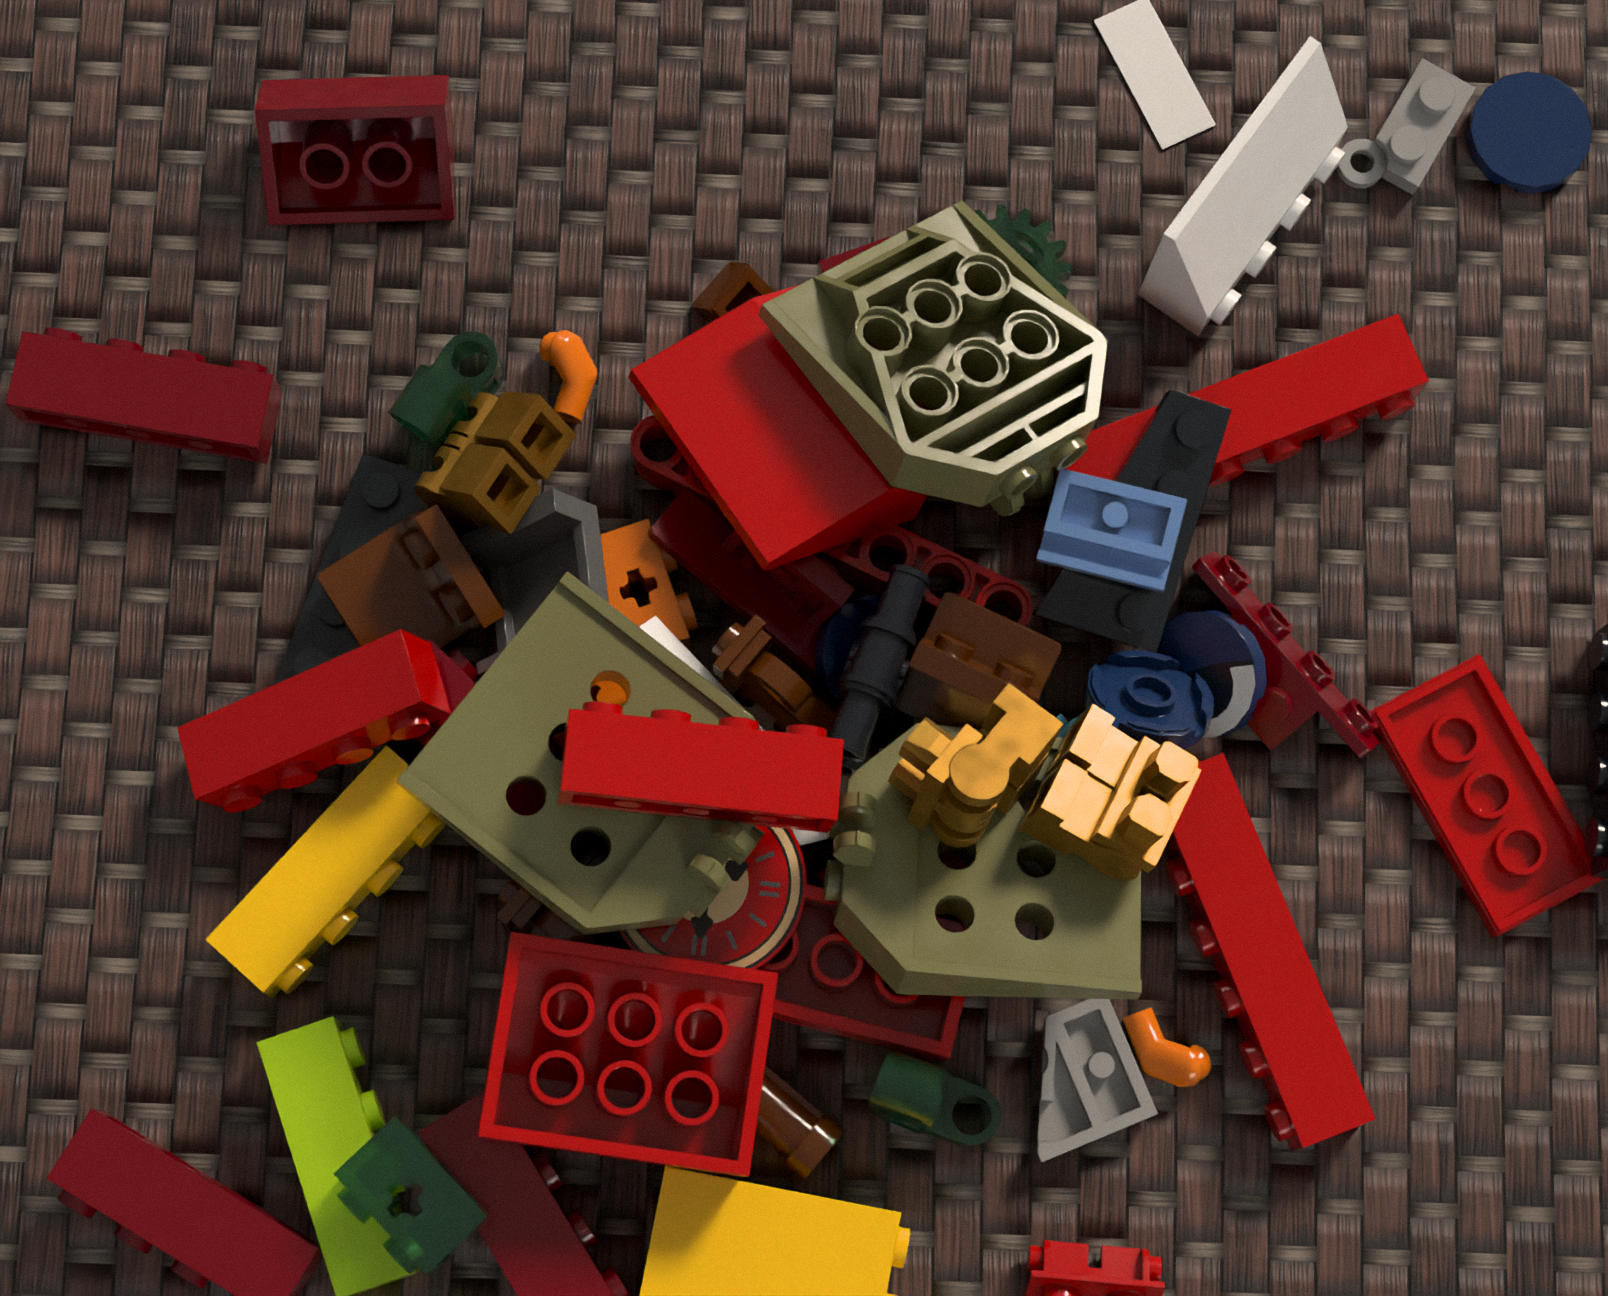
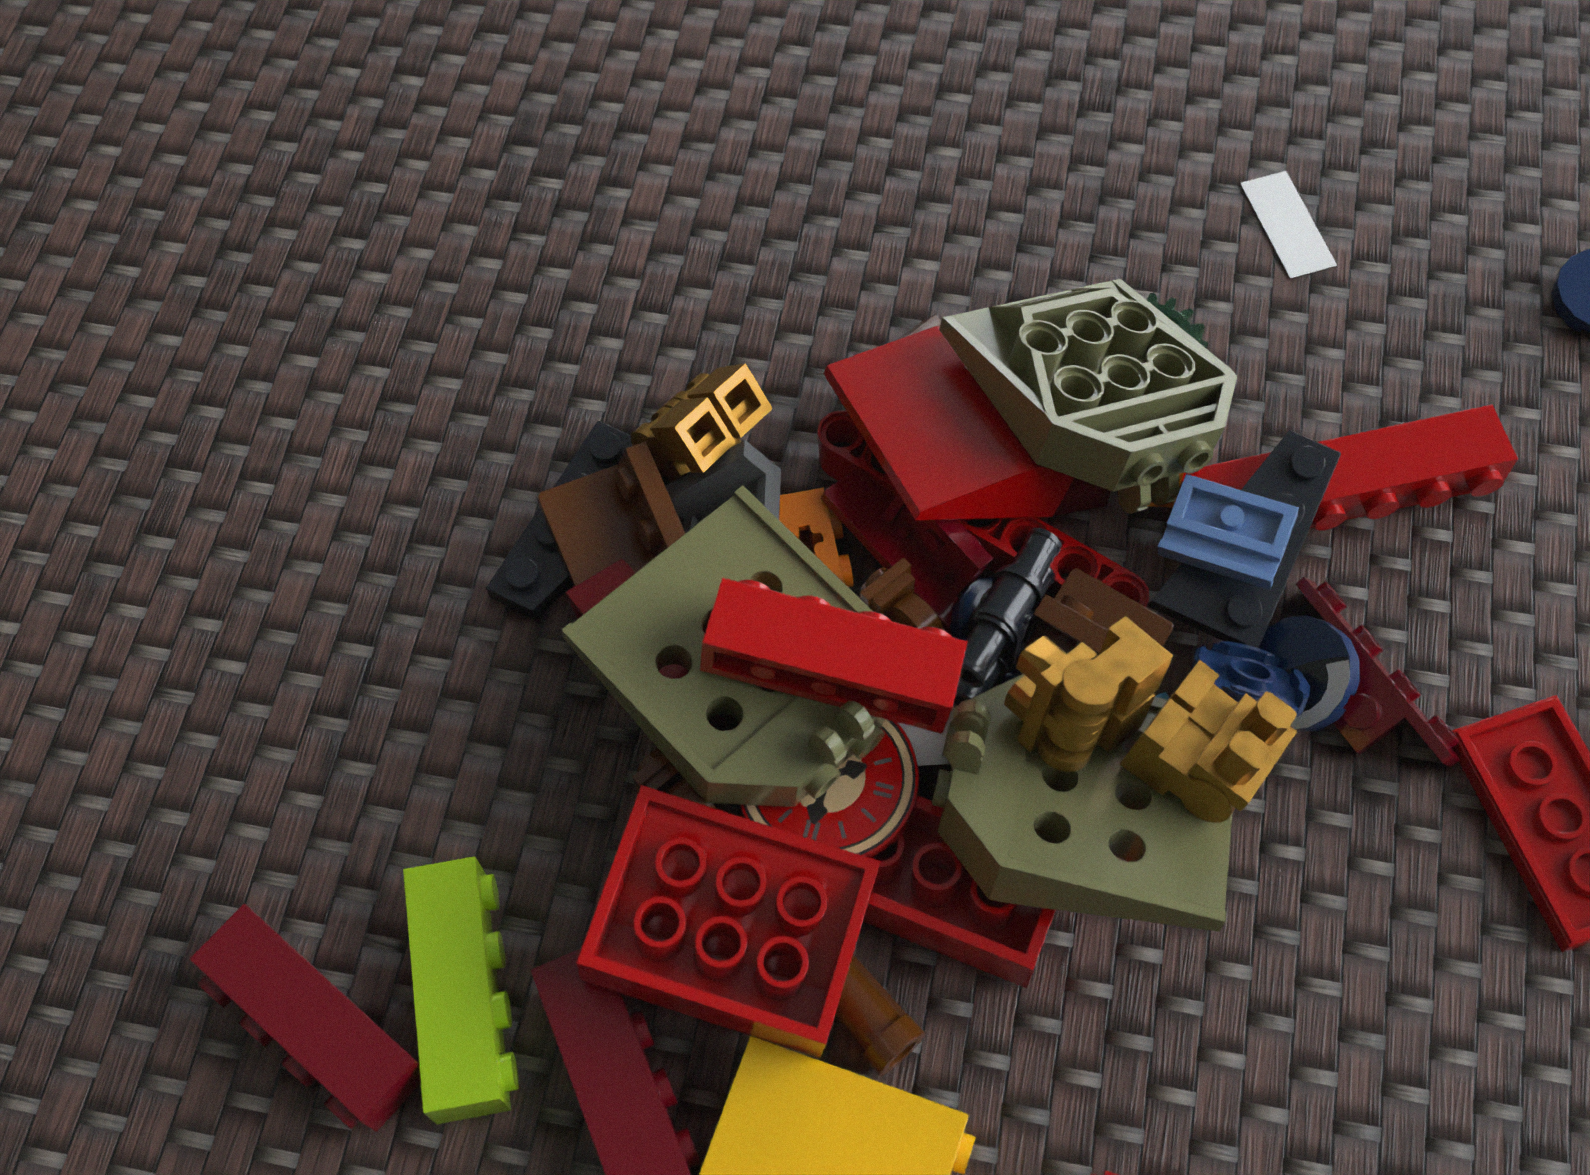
camera: 20 degrees right, 15 degrees down
(145, 395) = (432, 356): dark red brick -> none
(314, 722) = (505, 606): red brick -> none
(325, 877) = (499, 743): yellow brick -> none
(357, 149) = (637, 207): dark red slope -> none
(400, 1158) = (537, 1046): clear green brick -> none
(440, 396) = (667, 370): clear green piece -> none
(575, 367) = (783, 379): orange arm -> none
(923, 1099) = (1000, 1014): clear green piece -> none
(1087, 1079) = (1162, 1023): light grey wing -> none
(1162, 1057) = (1237, 1014): orange arm -> none
(1249, 195) = (1364, 296): white slope -> none
(1262, 965) = (1339, 942): red brick -> none
(1411, 132) = (1503, 285): light grey hinge -> none

